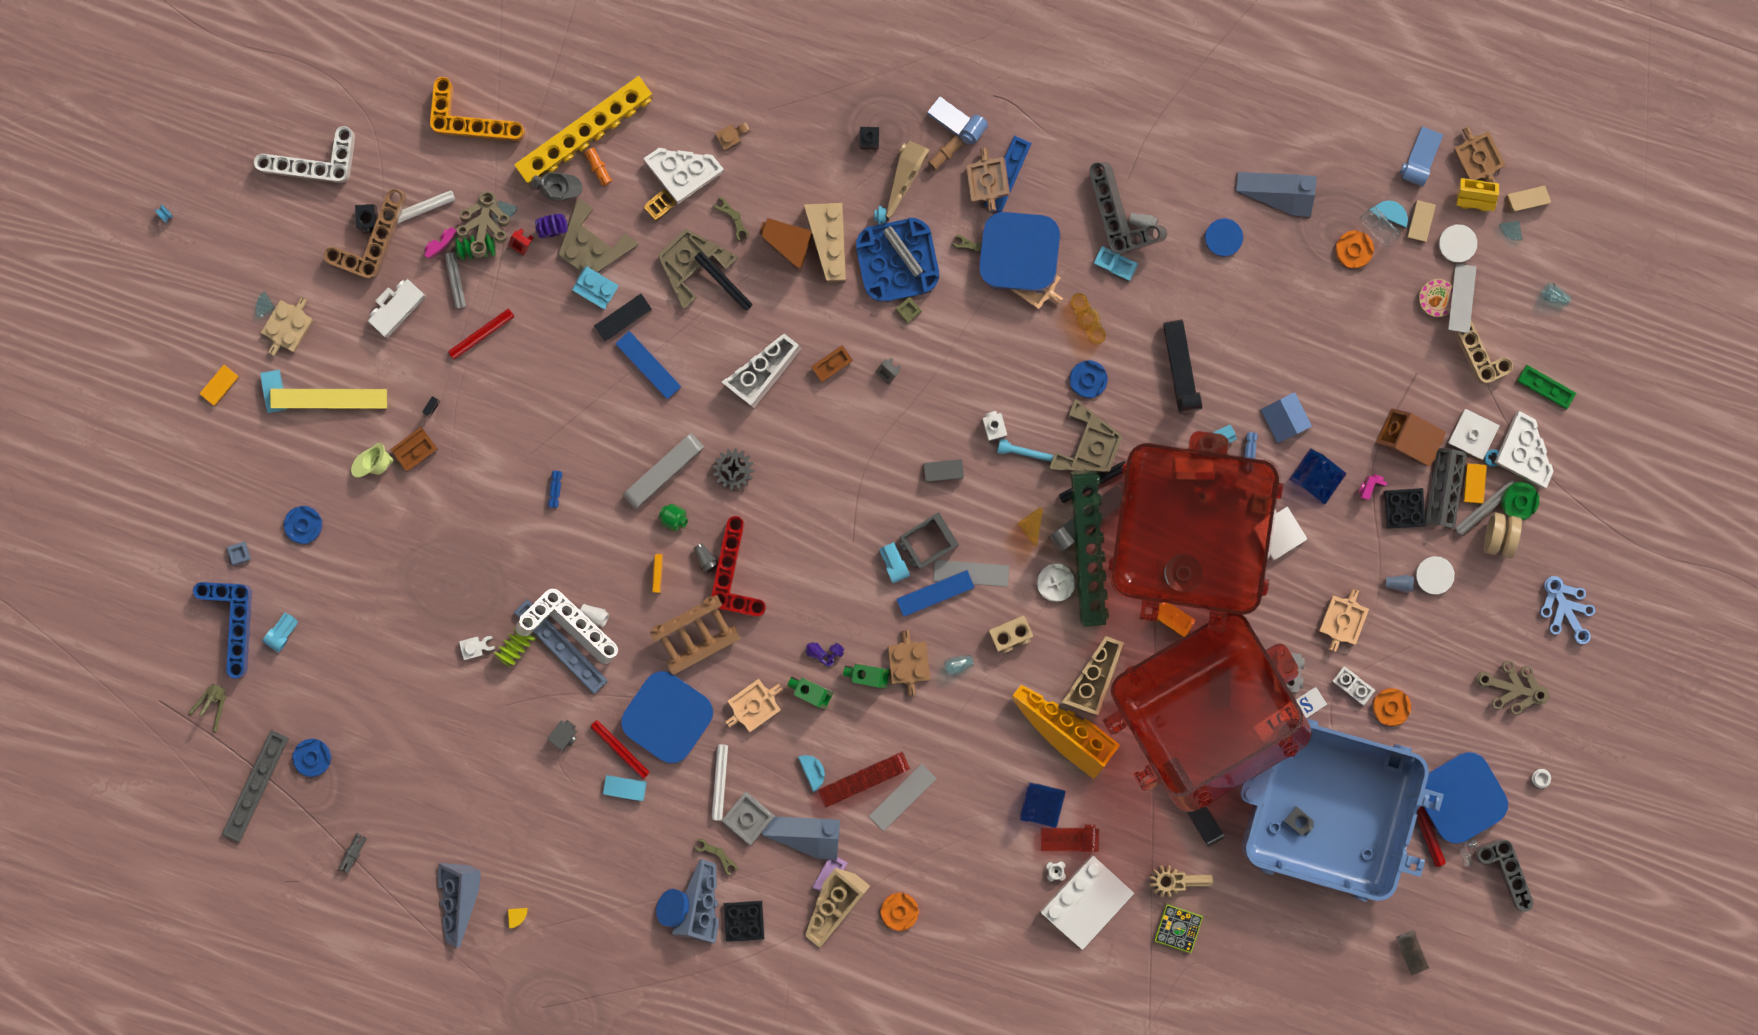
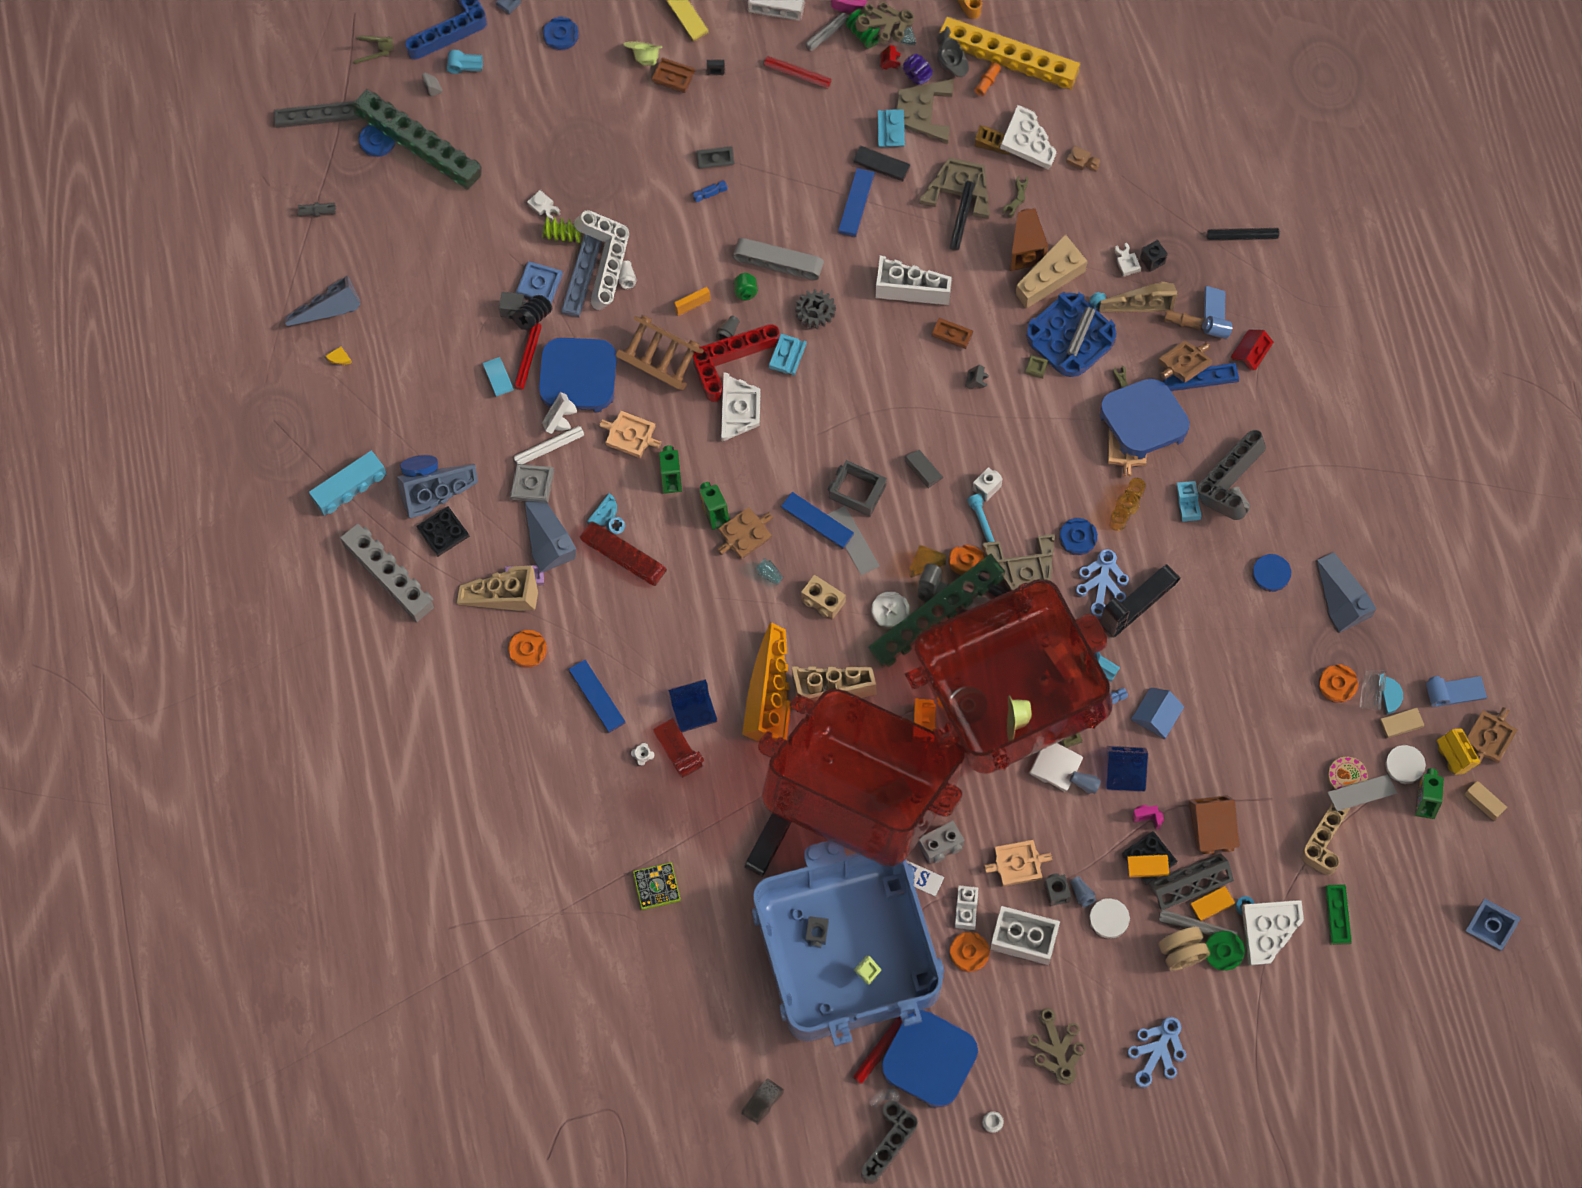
camera: 55 degrees right, 20 degrees down
(277, 754) = (421, 147): none -> clear green brick
(285, 674) = (432, 84): none -> light grey slope
(521, 462) = (715, 157): none -> dark grey slope
(552, 696) = (539, 281): none -> medium blue tile
(584, 723) = (532, 312): none -> black piece
(649, 978) = (348, 483): none -> medium azure brick
(697, 760) = (554, 418): none -> white tile
(709, 1006) = (415, 608): none -> light grey brick
(719, 852) = (484, 489): olive piece -> none
(762, 521) = (787, 354): none -> medium azure plate
(787, 594) = (739, 407): none -> white wing
(815, 651) = (706, 456): dark purple piece -> none
(837, 766) = (611, 521): none -> dark azure bush
(860, 164) = (1127, 262): none -> white plate
(895, 42) = (1244, 233): none -> black axle
(895, 566) = (818, 477): medium azure piece -> none
(903, 797) = (627, 595): light grey sticker -> none
(979, 878) = (597, 696): none -> blue tile
(1009, 111) = (1253, 348): none -> red panel
(1053, 489) = (964, 558): none -> orange tile
(1086, 902) = (631, 793): white slope -> none
(1141, 385) = (1103, 580): none -> light blue plant
(1178, 881) = (697, 859): tan gear -> none
(1232, 547) = (1018, 715): none -> yellowish green piece
(1311, 518) = (1087, 782): none -> sand blue cone
(1362, 804) = (867, 970): none -> yellowish green tile
(1394, 606) = (1057, 898): none -> dark grey brick
(1410, 655) = (1024, 935): none -> white brick
(1415, 517) = (1148, 866): none -> light orange tile
(1473, 434) = (1253, 876): white plate -> none
(1500, 250) = (1429, 794): none -> green torso
(1511, 230) = (1450, 803): clear light blue tile -> none
(1555, 294) = (1422, 872): clear light blue cone -> none
(1634, 270) = (1493, 924): none -> medium blue slope

